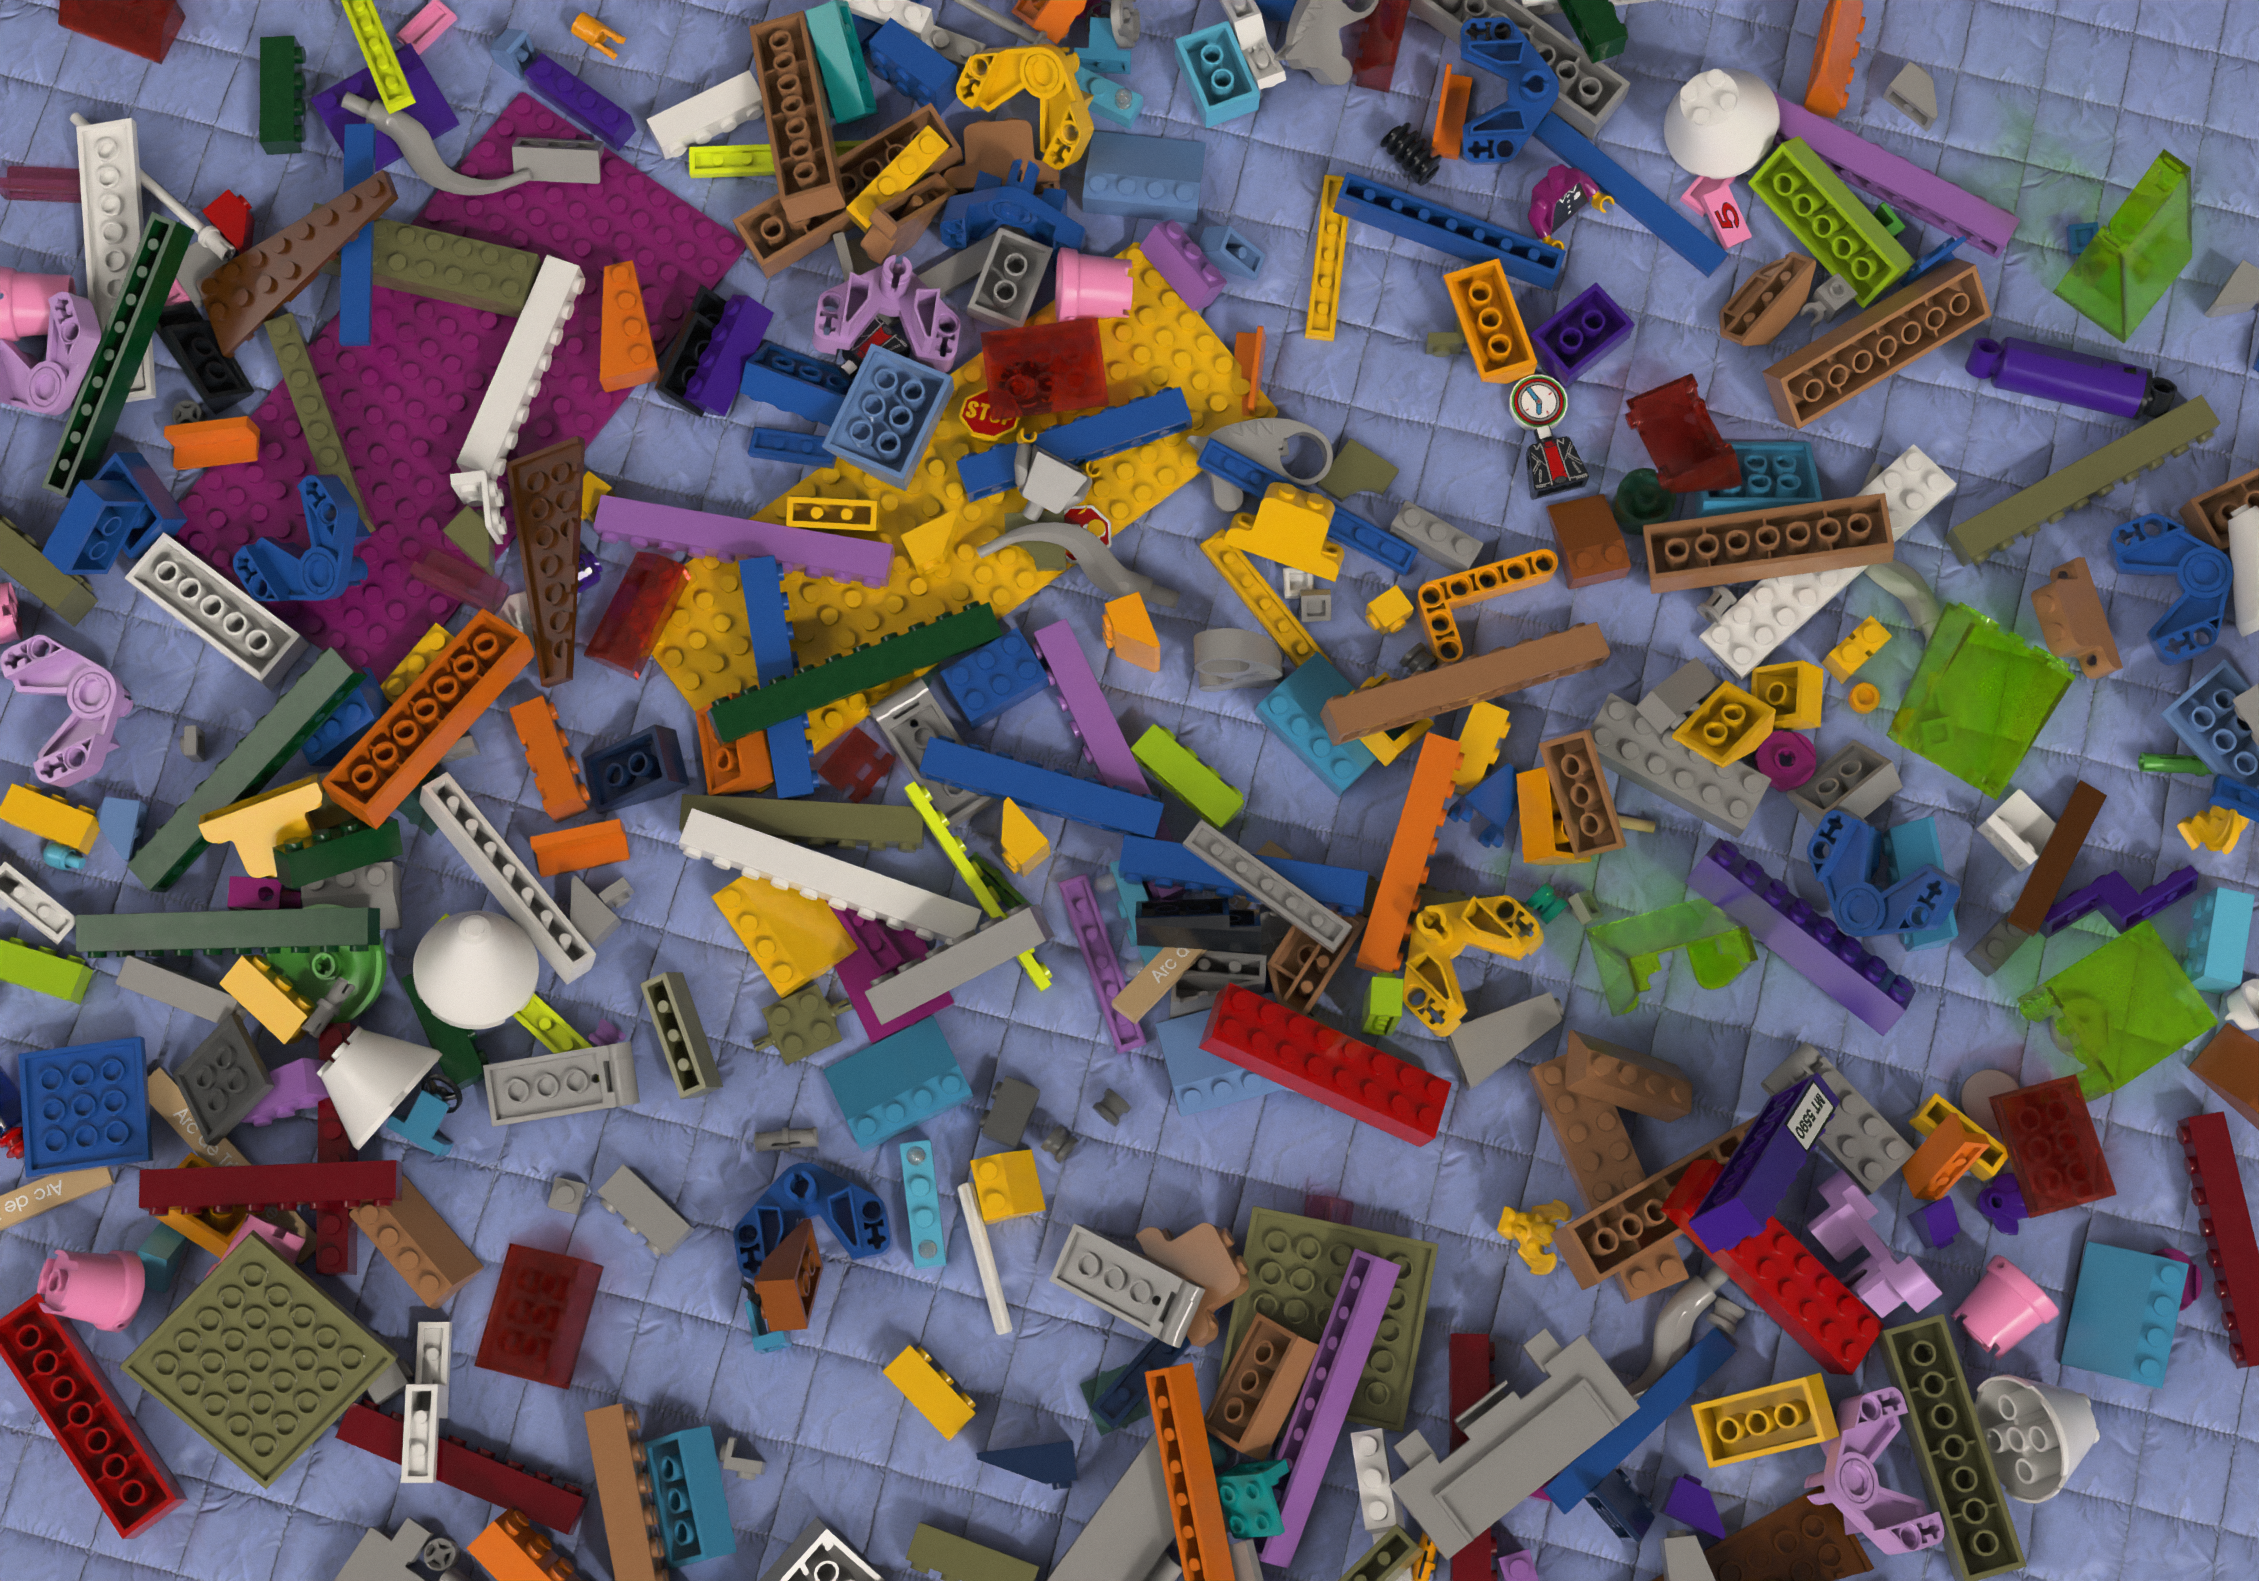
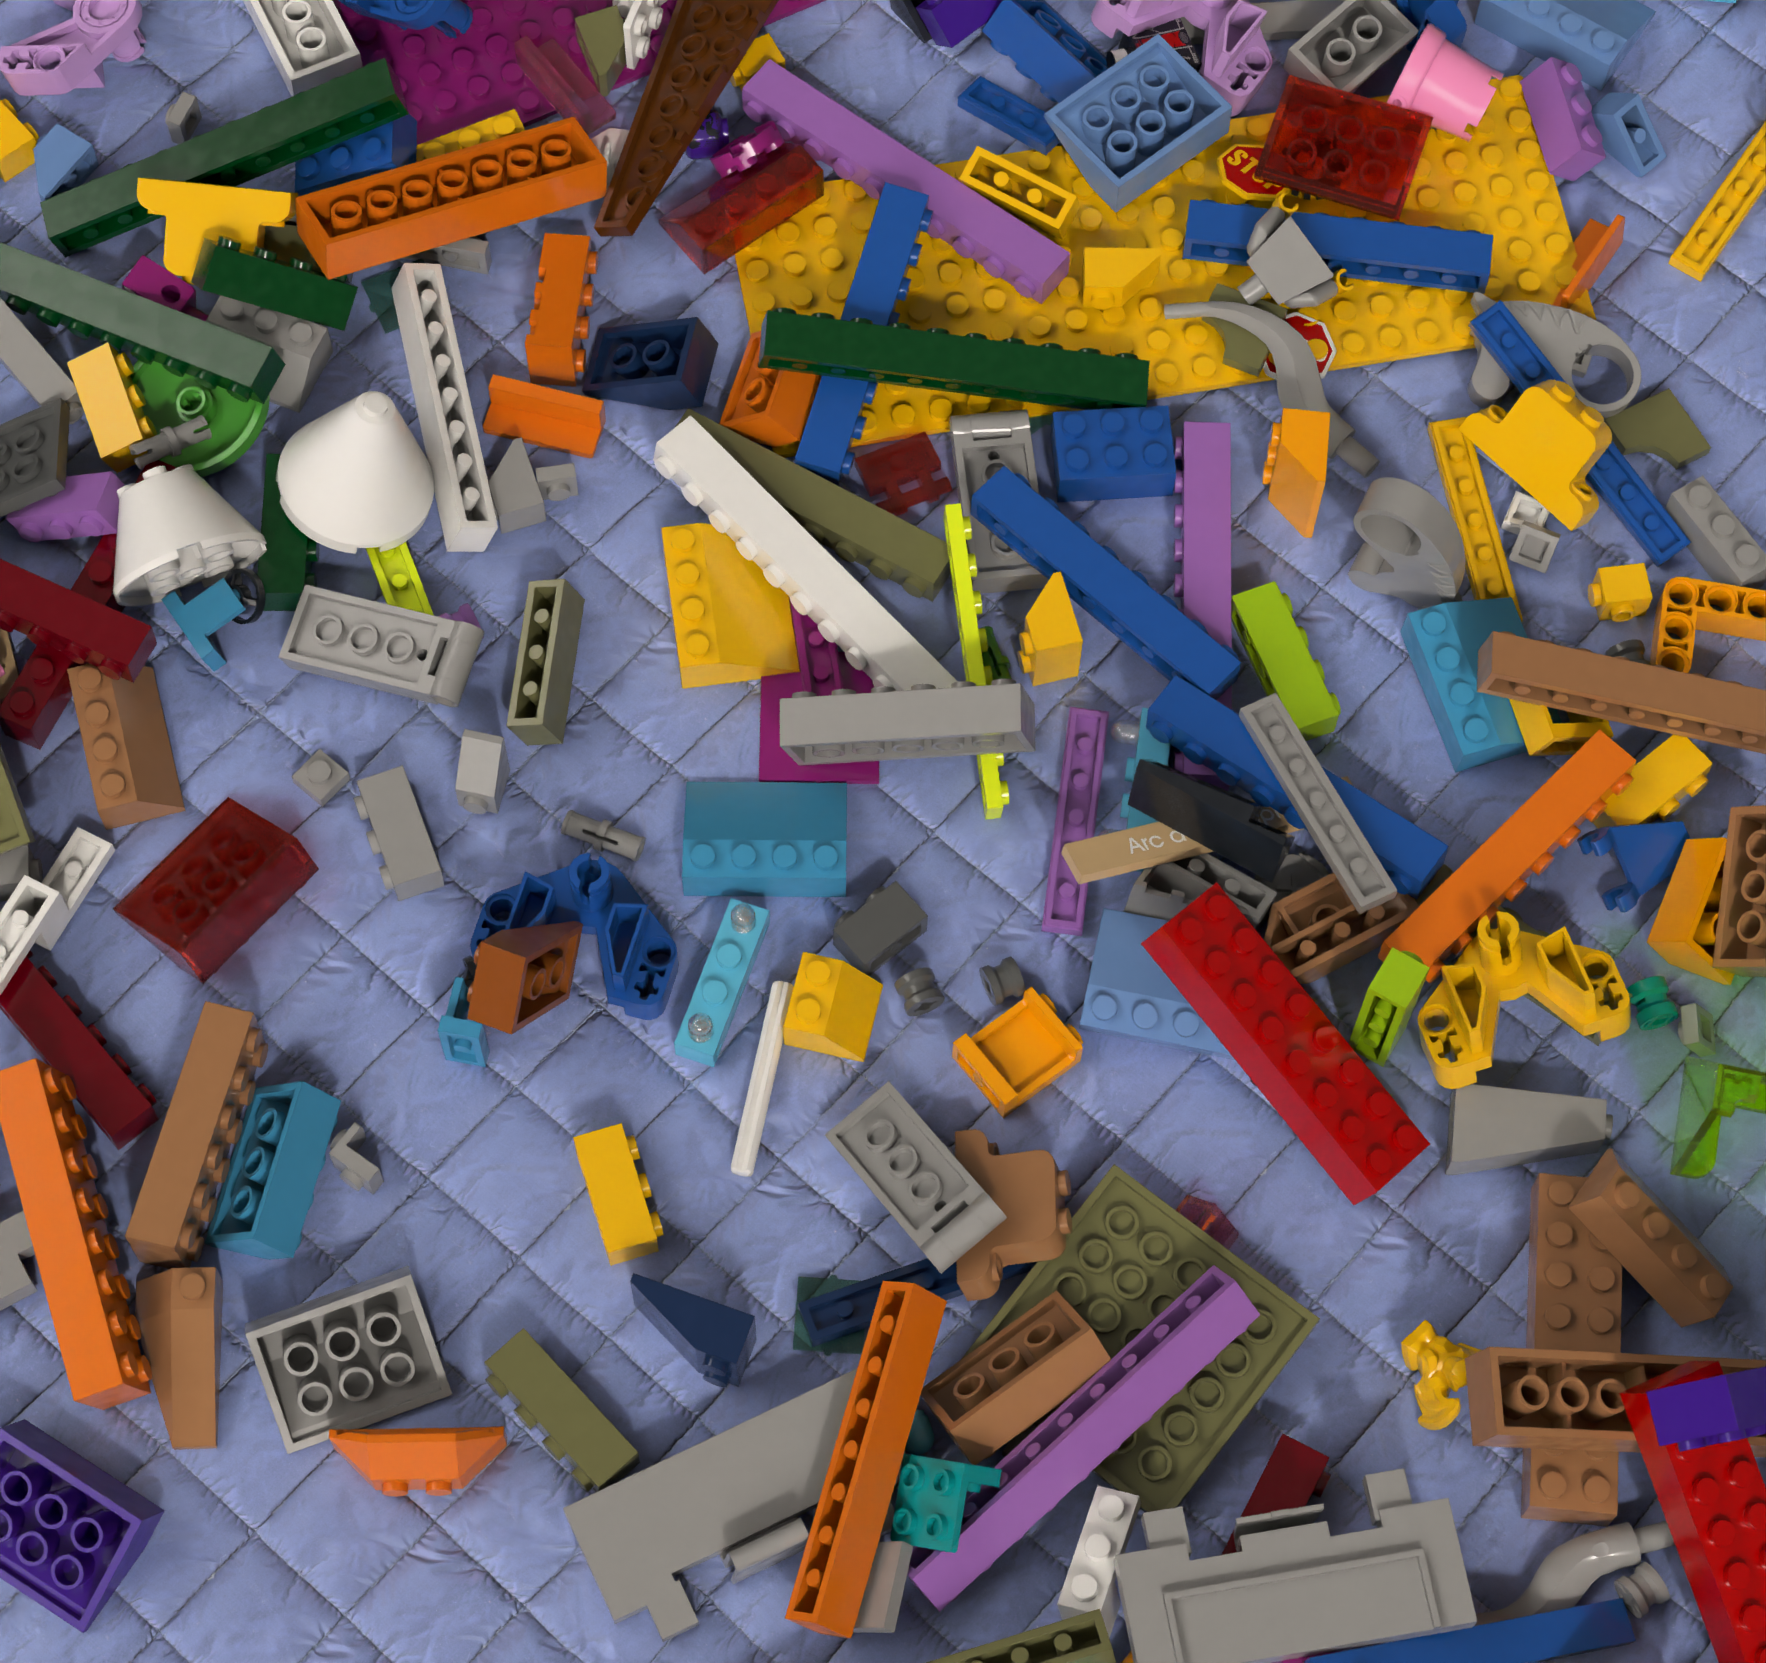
camera: 25 degrees right, 10 degrees down
(618, 574) = (743, 150): none -> magenta plate
(680, 1141) = (481, 772): none -> light grey slope
(802, 1024) = (689, 721): olive plate -> none
(1147, 1152) = (1019, 1052): none -> light orange panel

